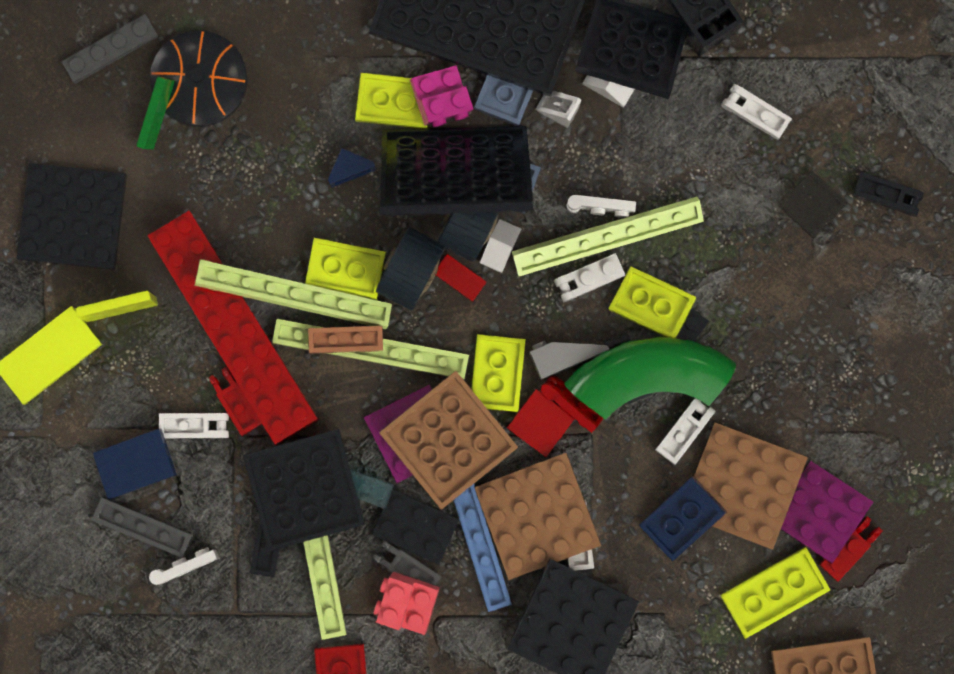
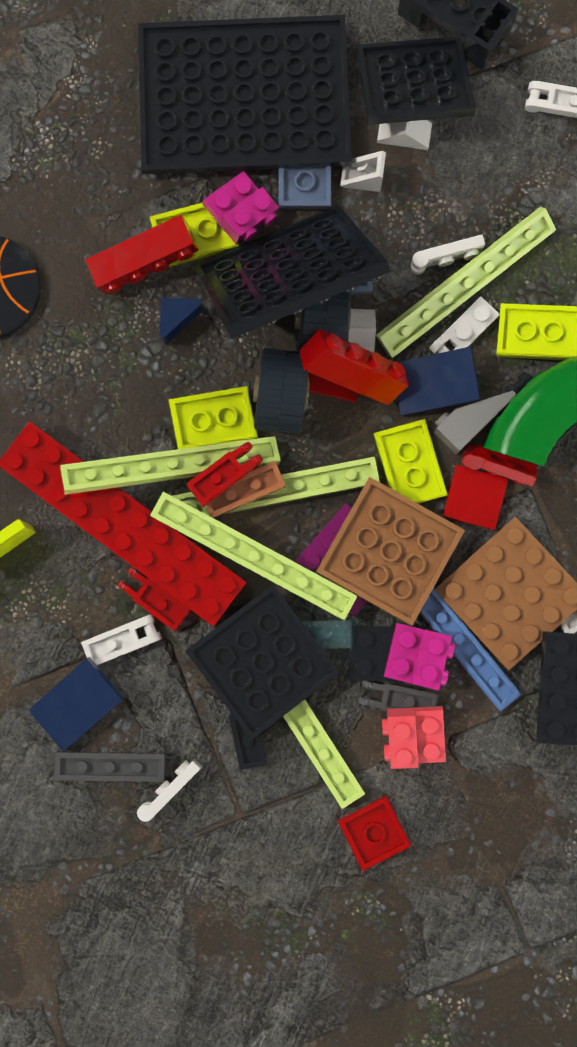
camera: 10 degrees left, 0 degrees up
(332, 320) = (222, 474): none -> red hinge
(332, 398) = (253, 555): none -> yellowish green plate
(341, 105) = (142, 255): none -> red brick
(436, 538) = (419, 657): none -> dark pink plate
(478, 274) = (353, 367): none -> red brick
(547, 311) = (439, 381): none -> dark blue tile

